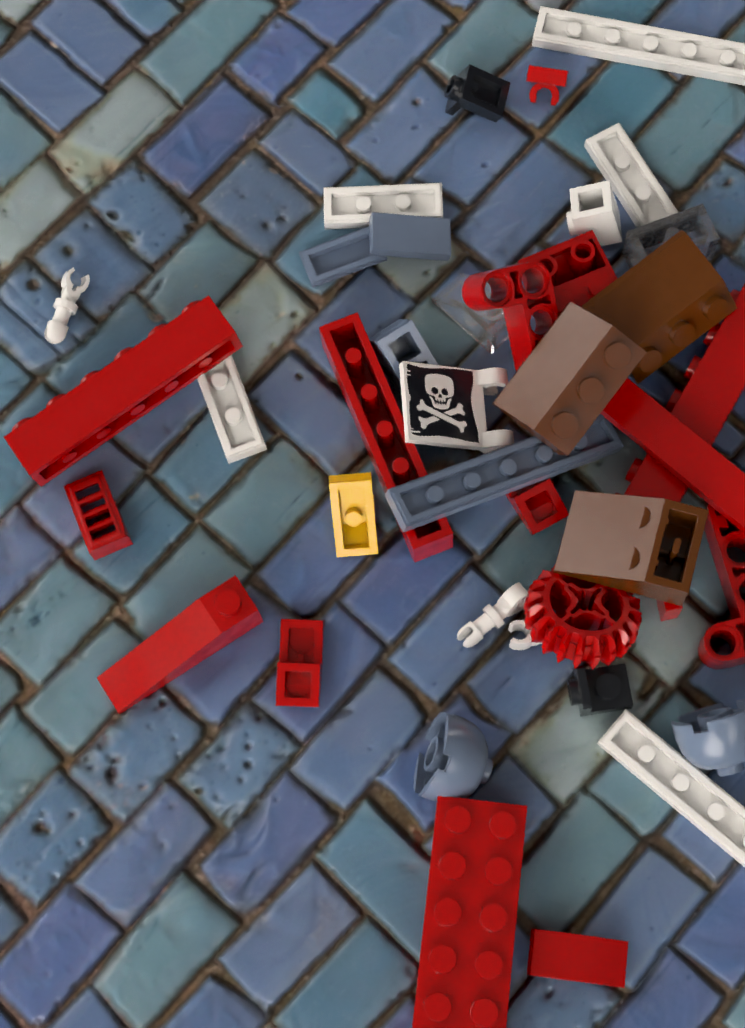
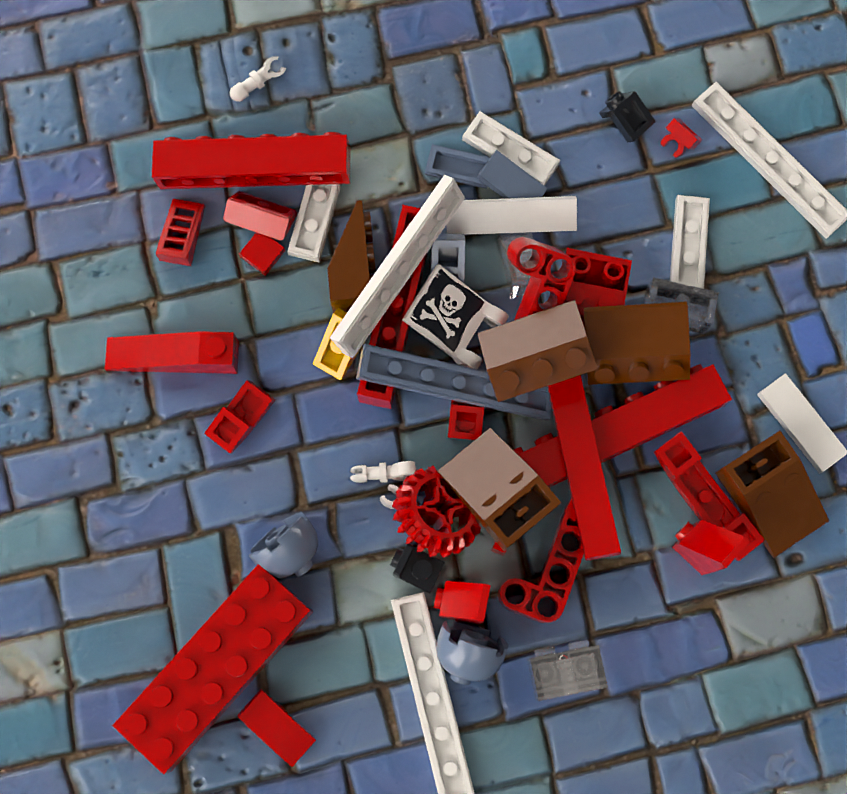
camera: 25 degrees right, 5 degrees up
(170, 442) = (259, 215): none -> slope
(199, 478) = (262, 252): none -> red tile
(319, 436) = (352, 260): none -> reddish brown slope
(365, 390) = (397, 267): none -> white tile
(434, 268) = (514, 215): none -> white tile
(596, 210) = (646, 250): white brick -> none
(680, 684) = (463, 601): none -> red slope

